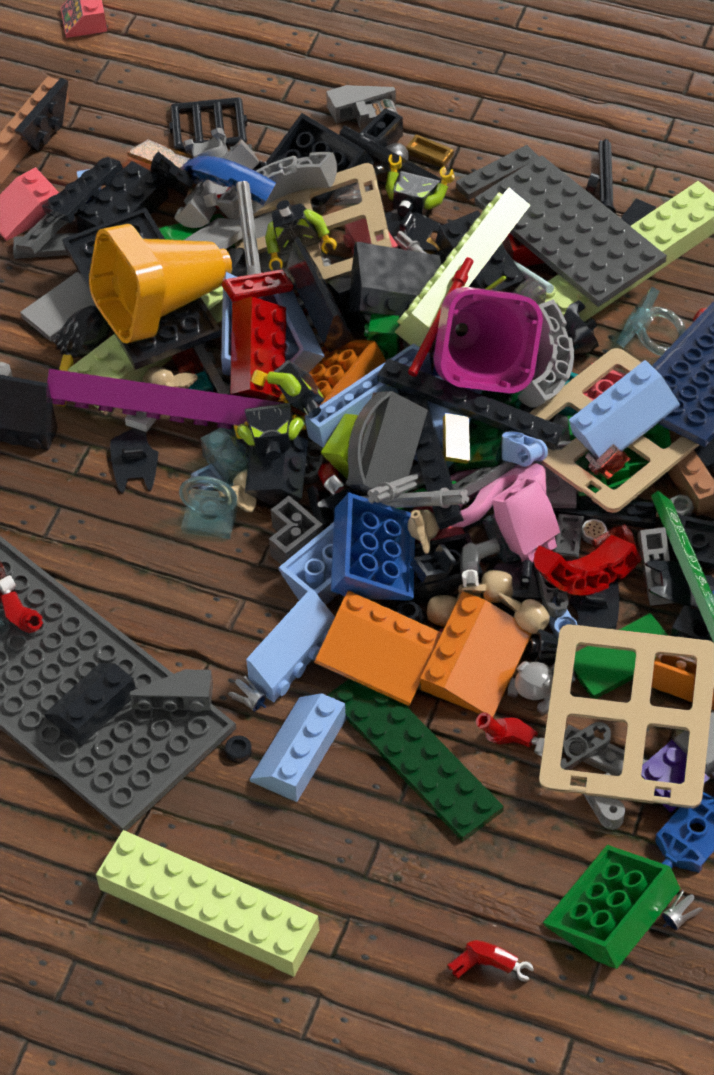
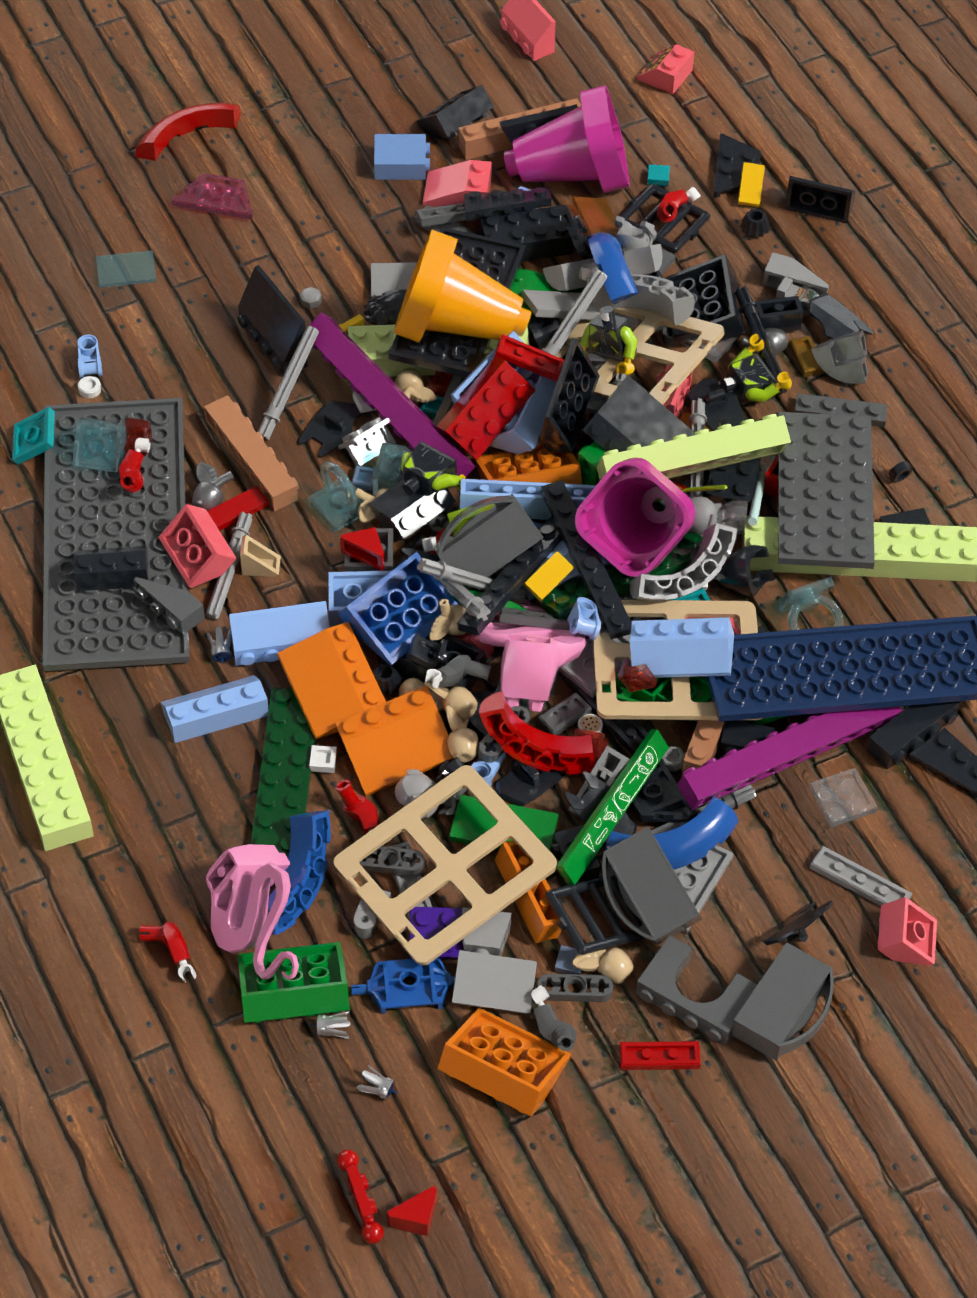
camera: 40 degrees right, 0 degrees up
(79, 477) = (288, 382): none -> light grey axle
(95, 109) = (574, 146): none -> dark pink cone
(95, 526) = (251, 452): none -> nougat brick
(97, 585) = (208, 491): none -> flat silver piece
(131, 584) = (229, 511): none -> red tile
(145, 631) = (196, 546): none -> coral slope
(161, 597) = (223, 582): none -> light grey axle
(167, 95) = (658, 175): none -> teal tile
(179, 447) = (367, 440): none -> bracket
(199, 605) = (258, 559): none -> tan slope
(210, 110) = (673, 200): none -> red arm
(218, 51) = (730, 164): none -> black wing
(238, 749) = (176, 676): black tile -> none
(248, 55) = (751, 184): none -> yellow tile
(283, 81) = (755, 223): none -> black piece
(292, 523) = (364, 546): none -> red slope
(296, 387) = (474, 451): torso -> none
(312, 32) = (819, 199): none -> black slope
(426, 109) = (835, 317): none -> black shield
(432, 716) = (323, 759): none -> white plate
(459, 280) = (666, 457): red bar -> none
(460, 132) = (844, 357): none -> flat silver brick
(495, 869) = (240, 884): none -> bright pink hips
(522, 819) = (307, 865): none -> blue brick
(605, 174) = (889, 499): black axle -> none

